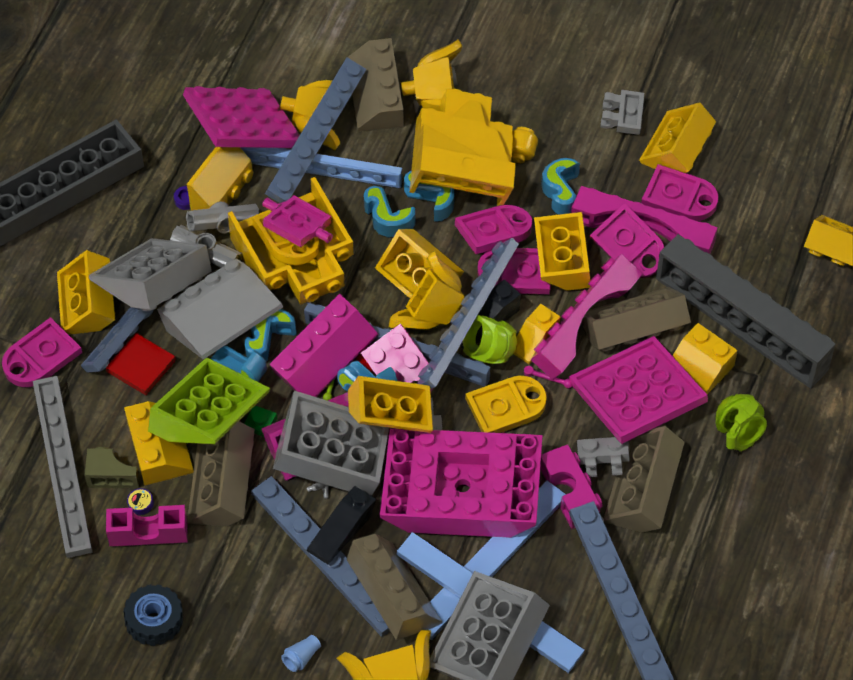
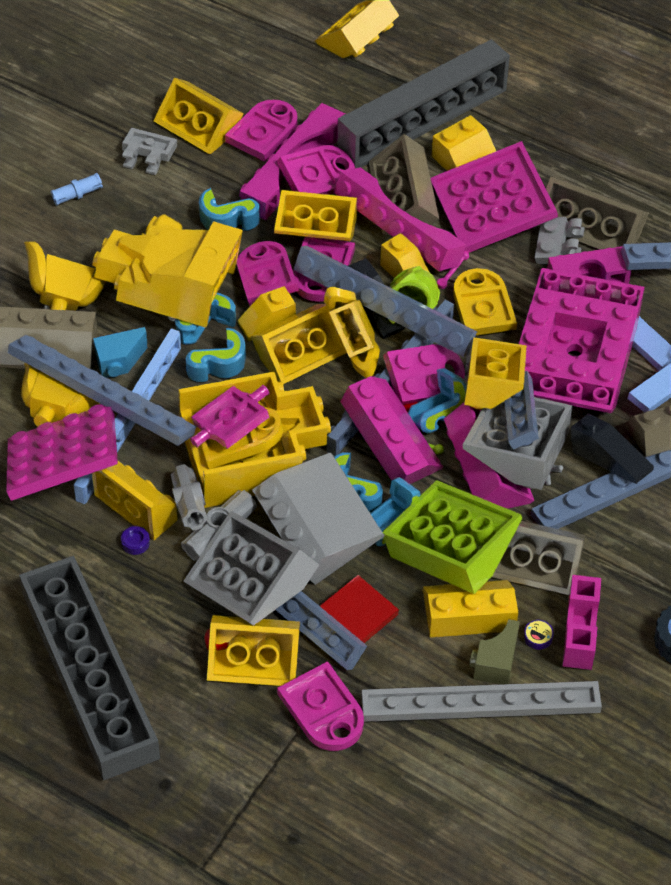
camera: 80 degrees left, 5 degrees down
(342, 430) = (521, 416): none -> sand blue plate
(375, 142) = (119, 351): none -> dark azure slope
(448, 239) = (267, 311): none -> yellow slope
(559, 72) = (76, 189): none -> light blue pin
(747, 419) = (541, 131): lime helmet -> none

